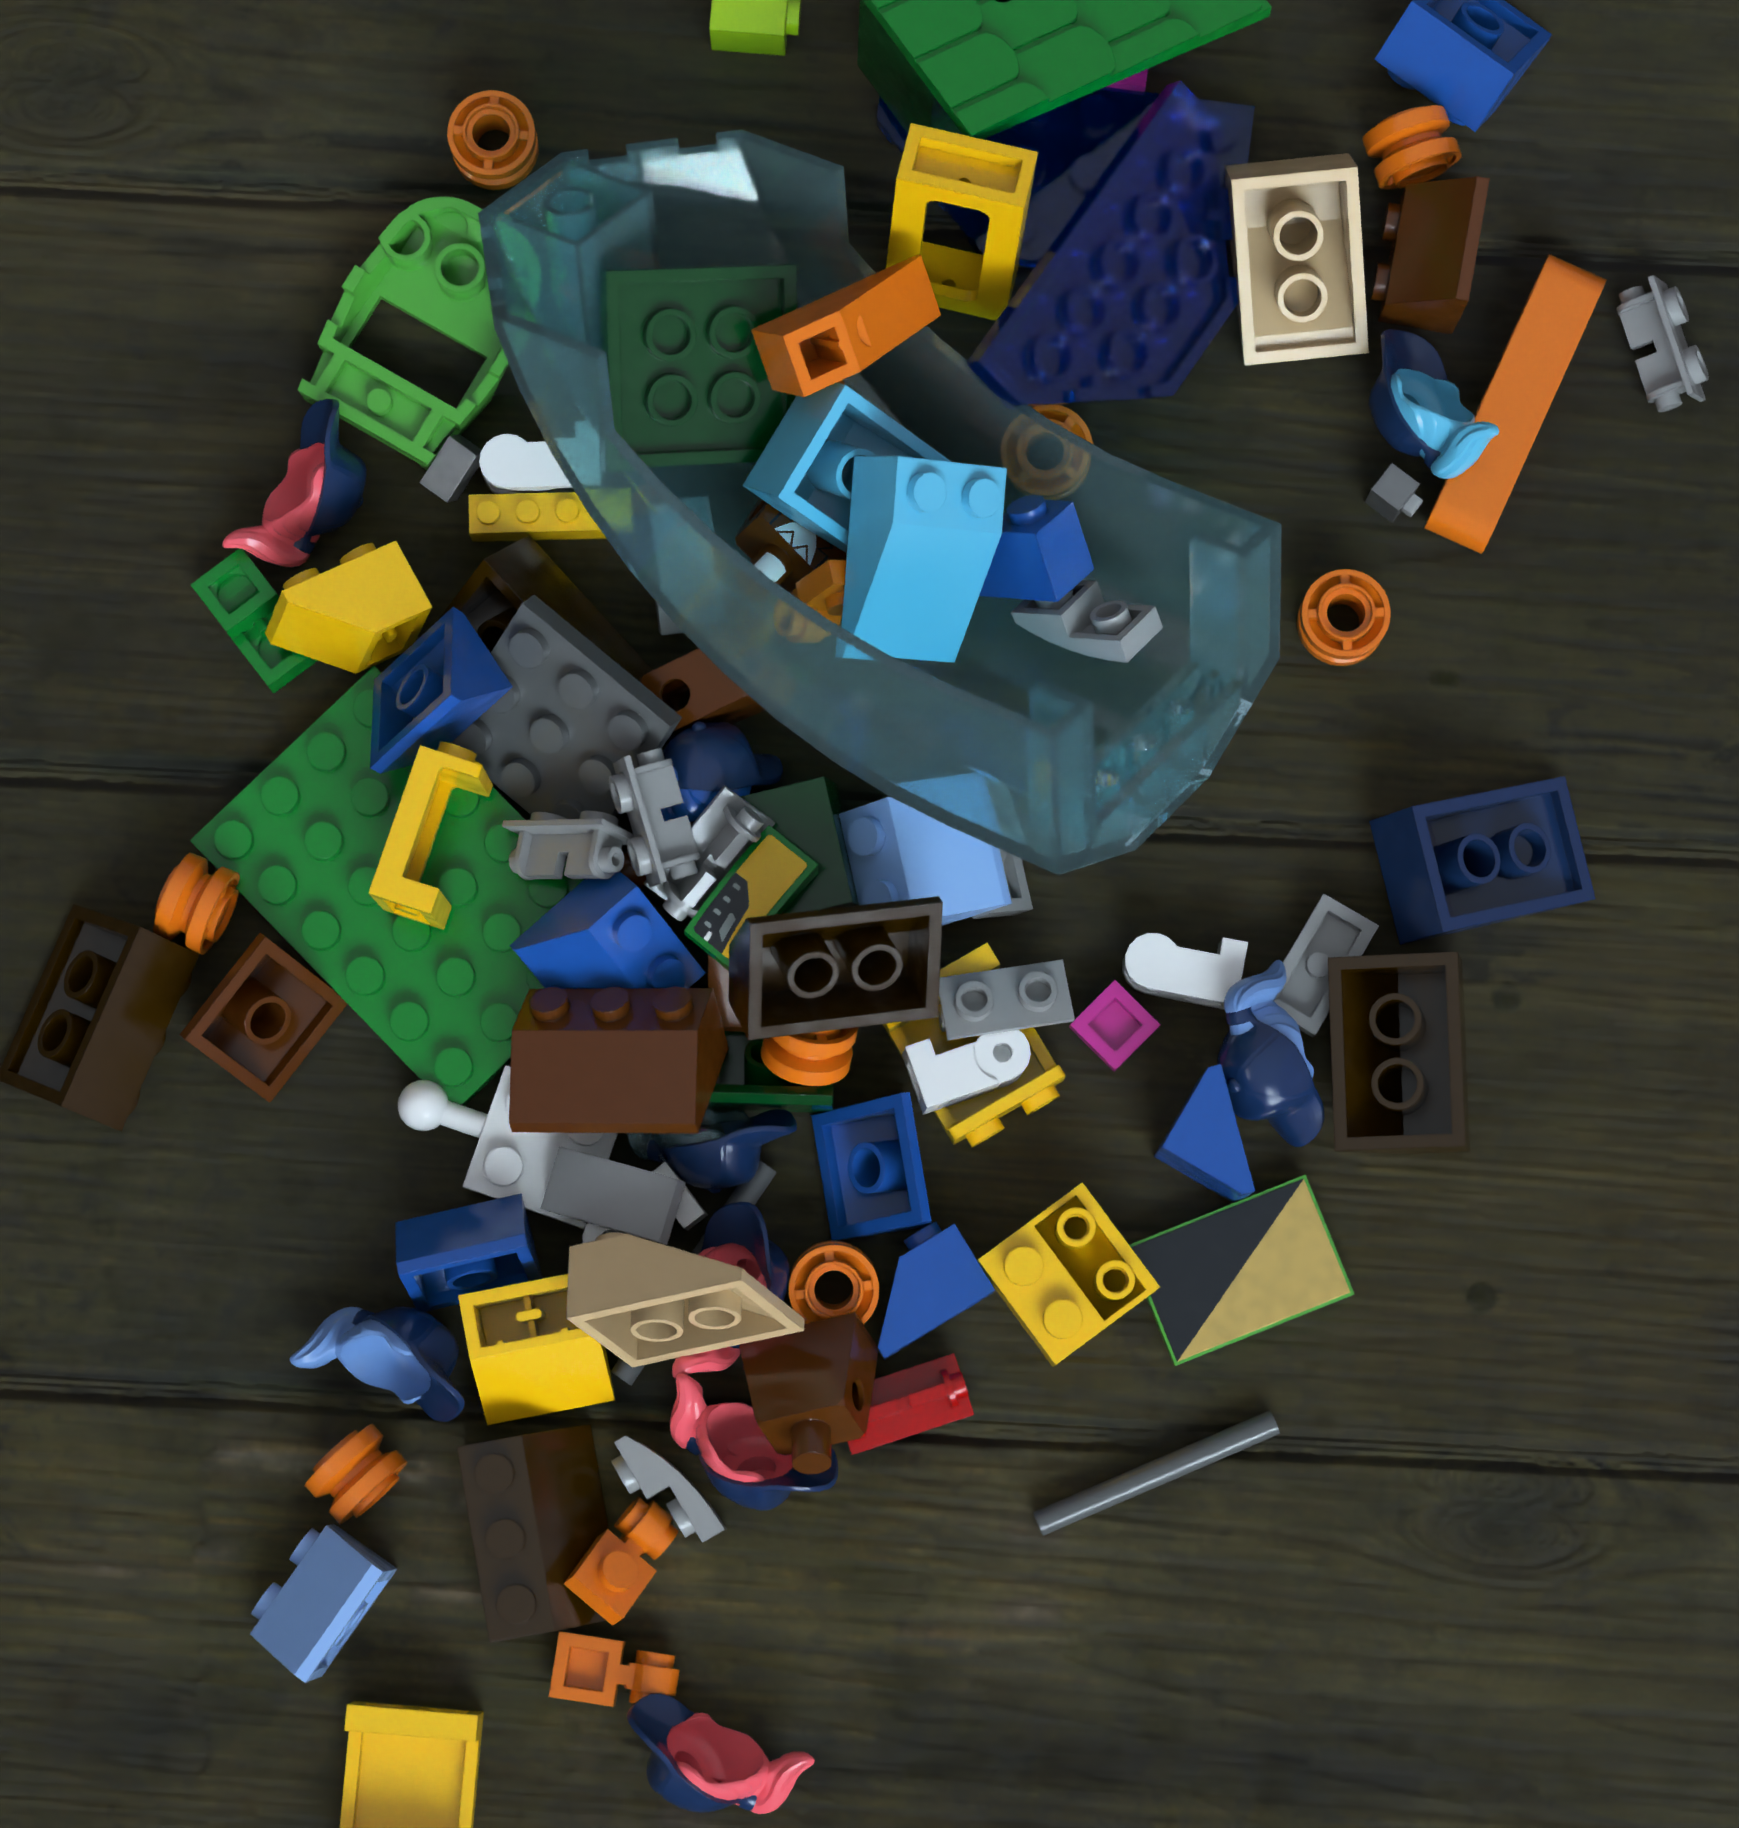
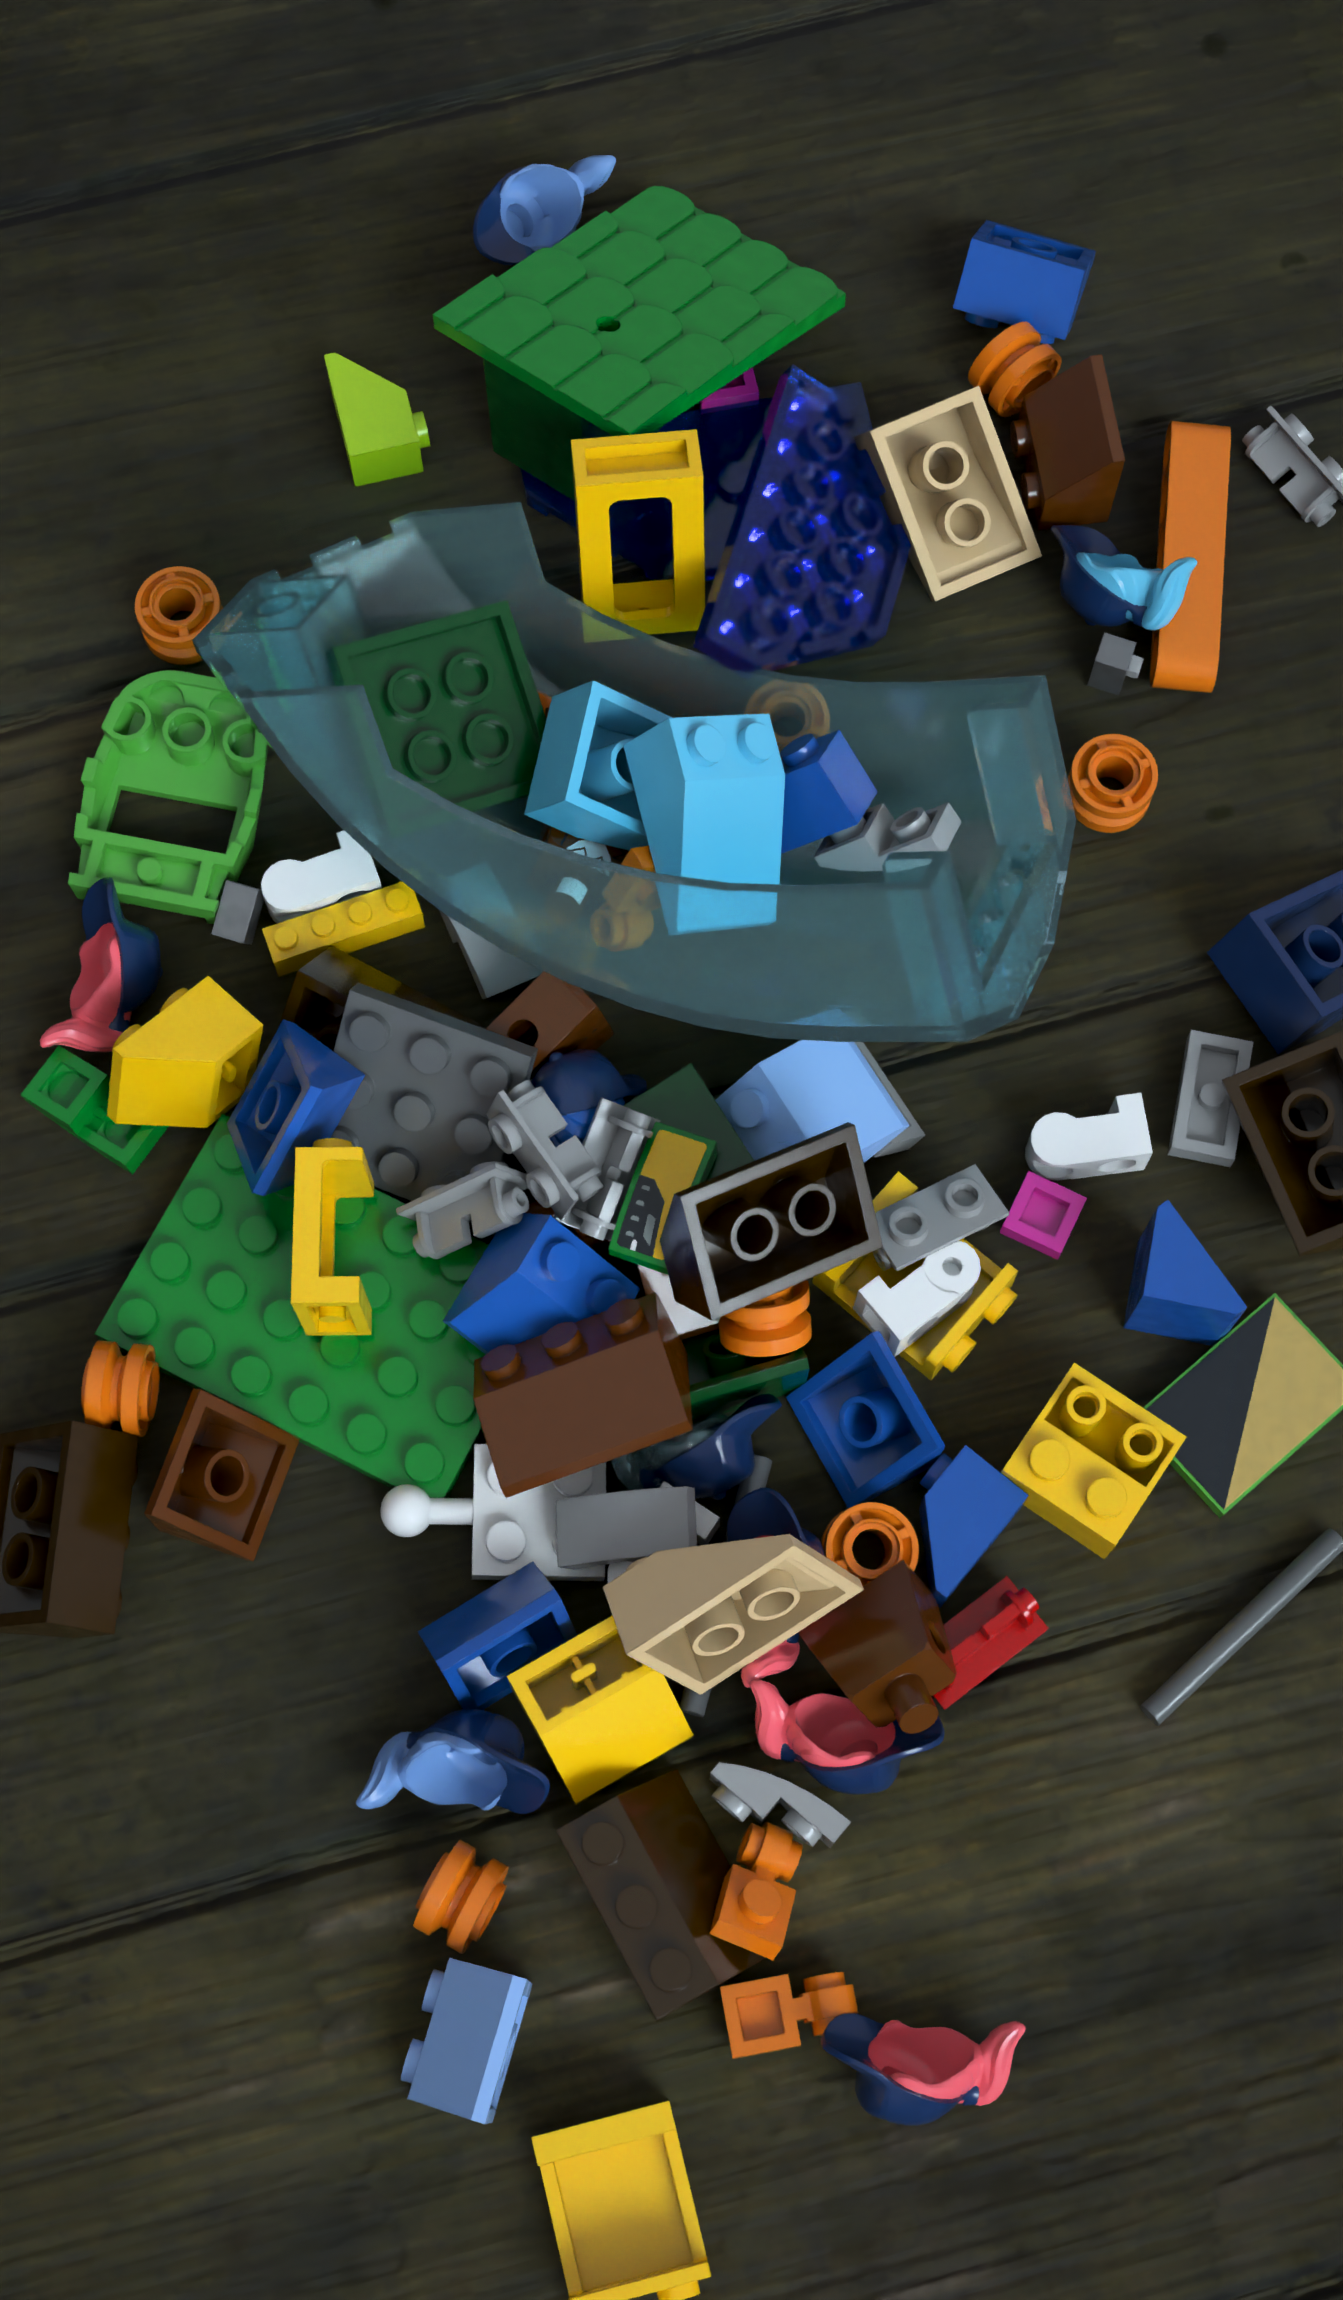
camera: 20 degrees left, 10 degrees down
(846, 329) = (570, 643): orange slope -> none
(1267, 1060) = (1208, 1193): dark blue hair -> none

